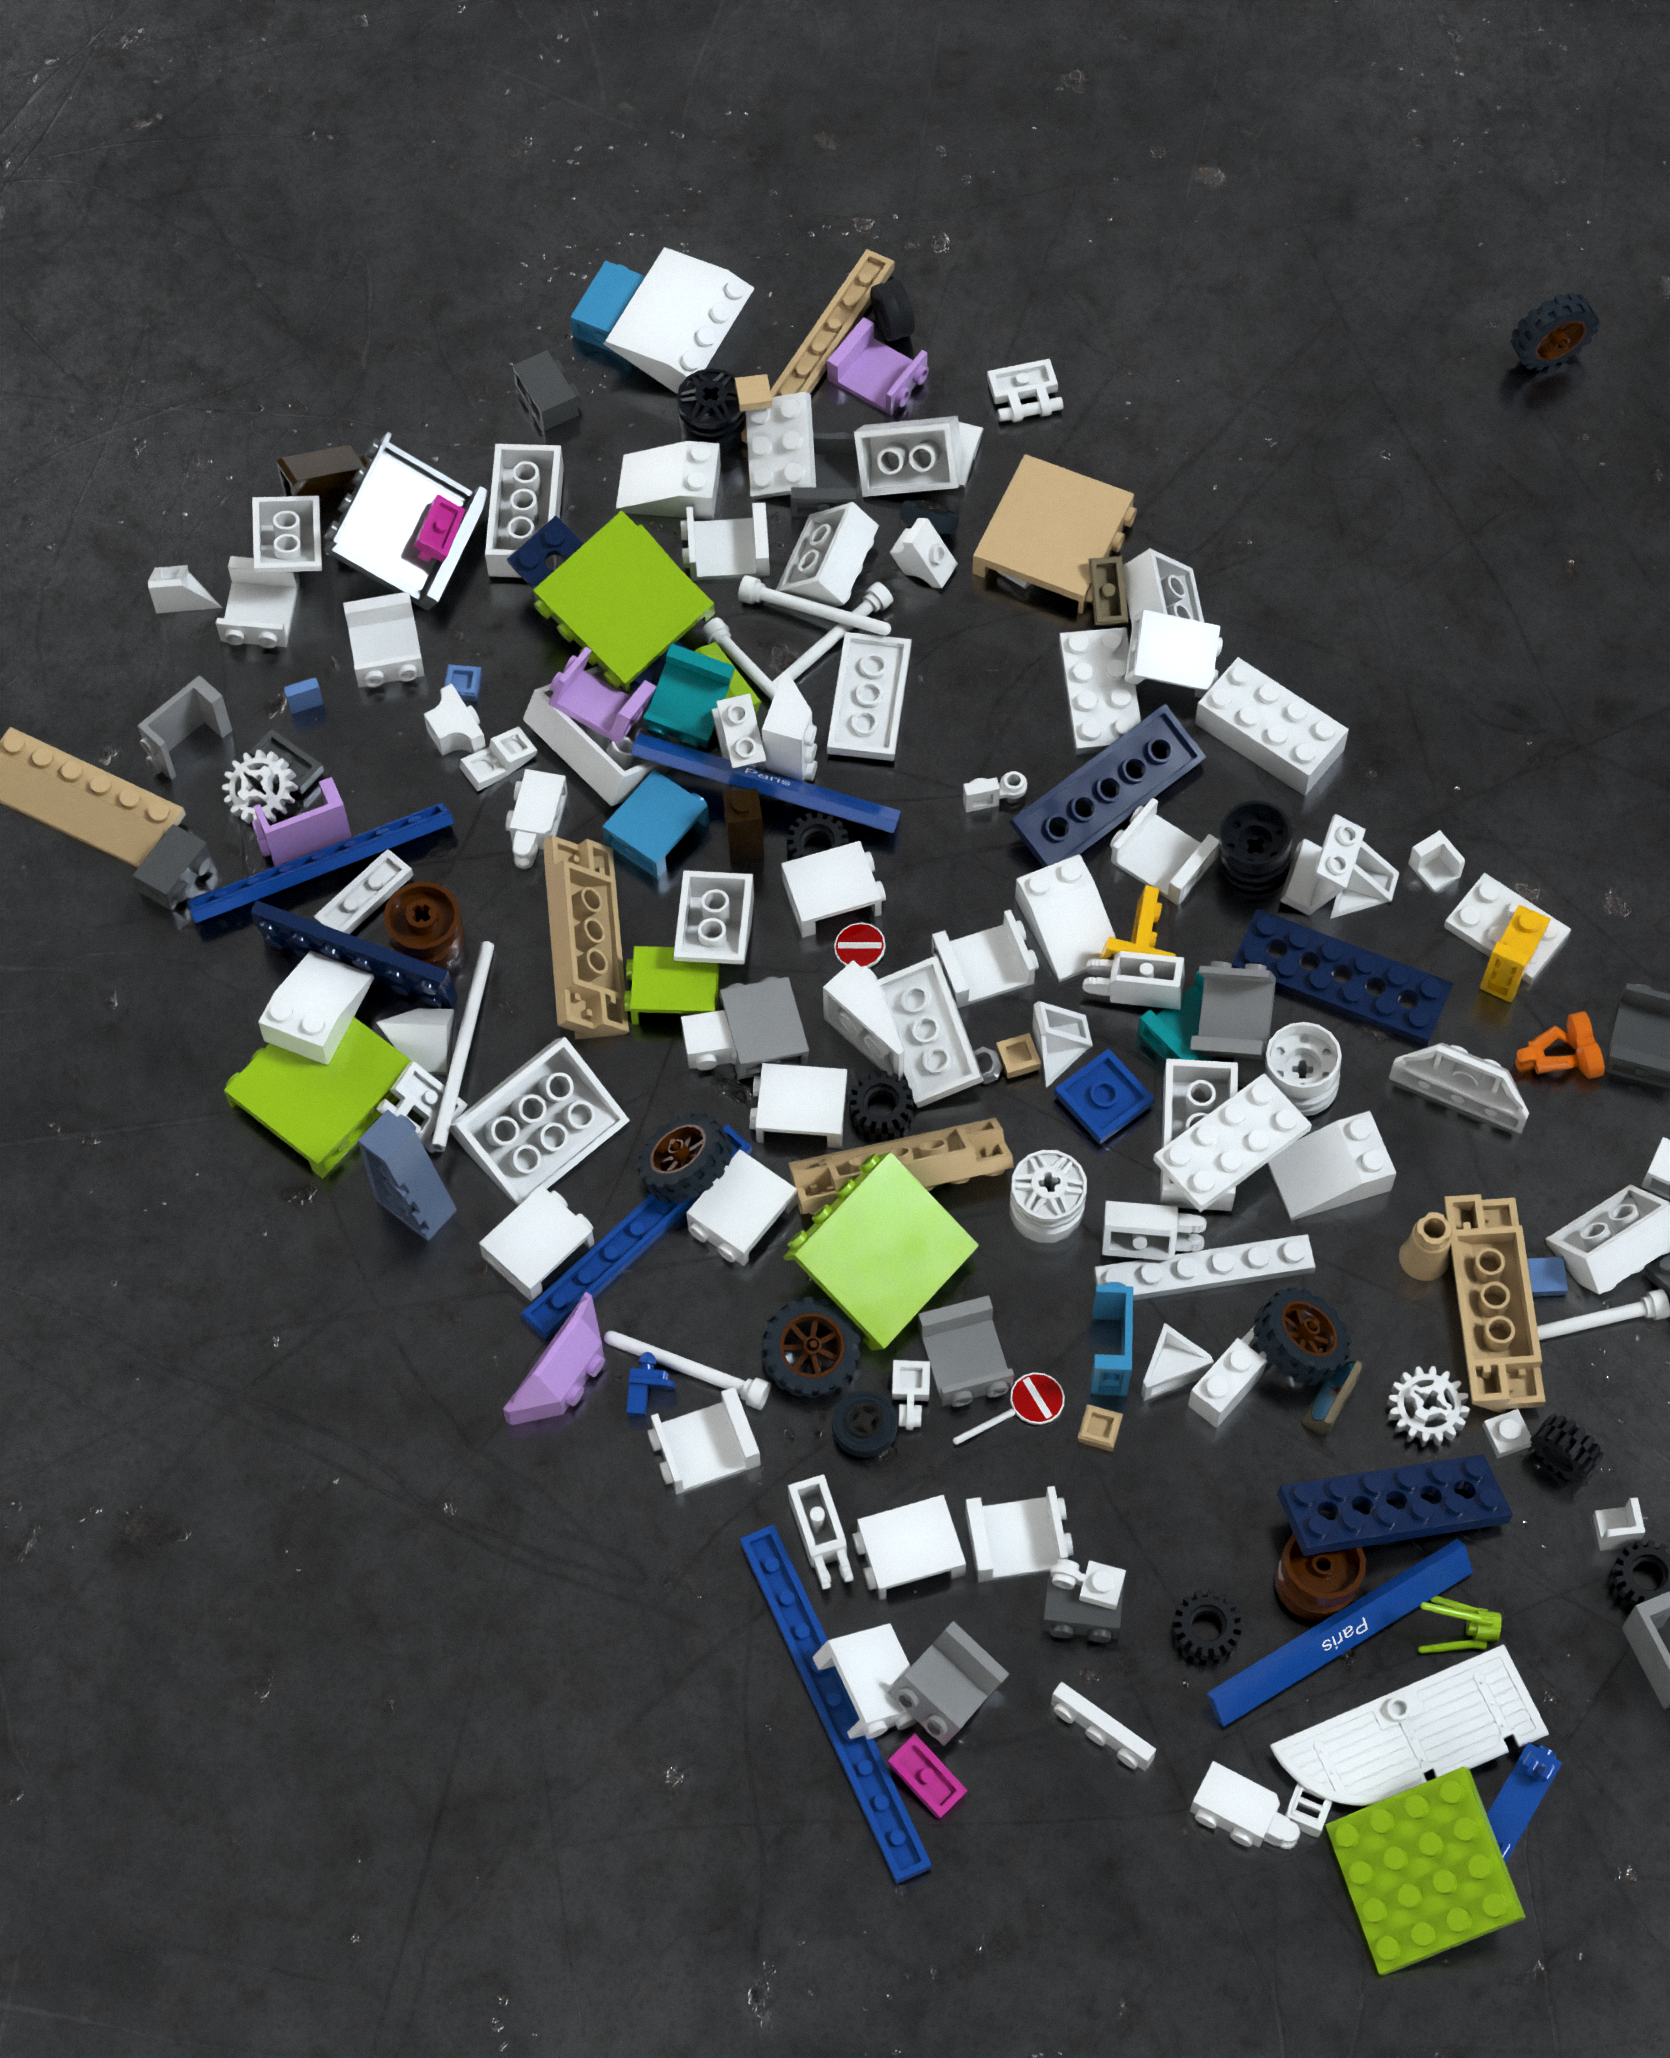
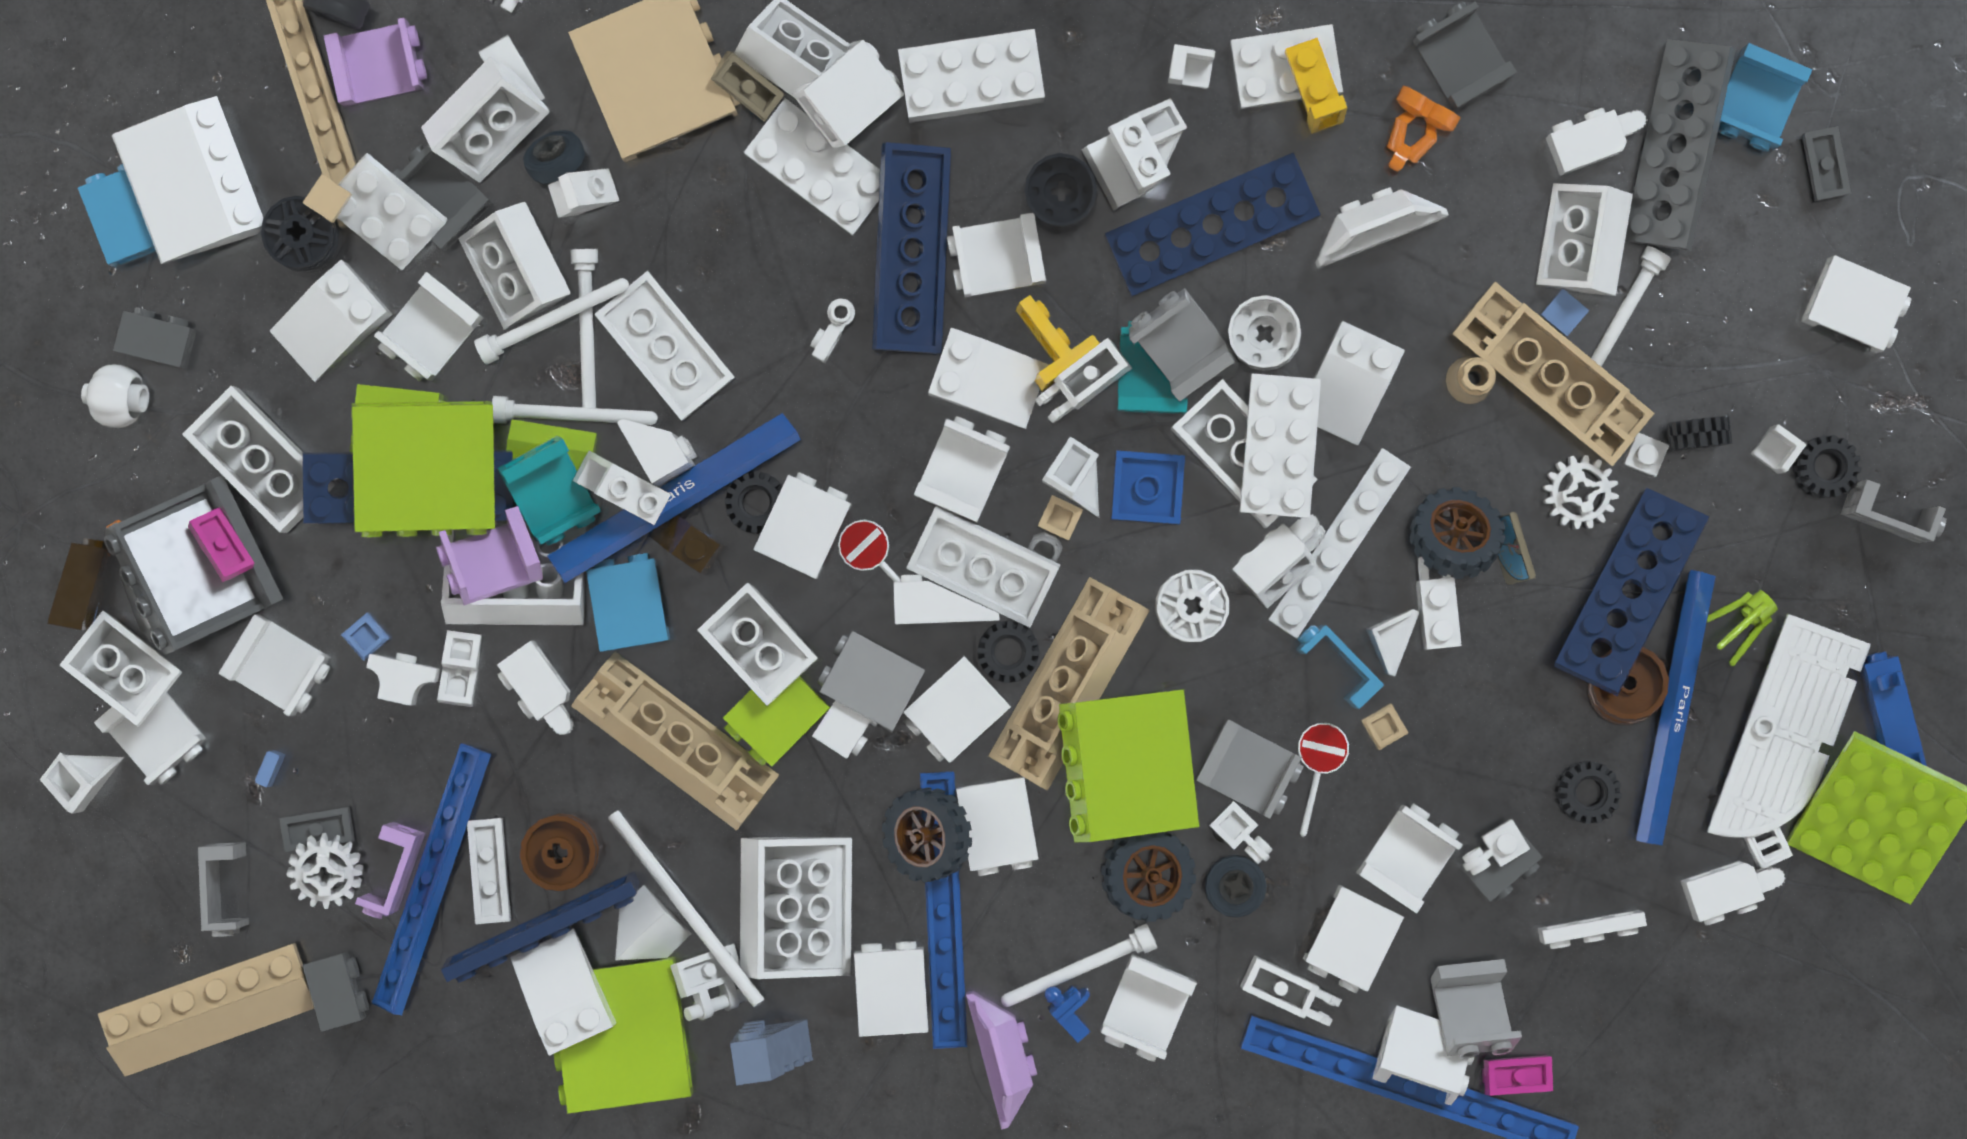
camera: 45 degrees left, 25 degrees up
(483, 392) = (115, 396): none -> white plant

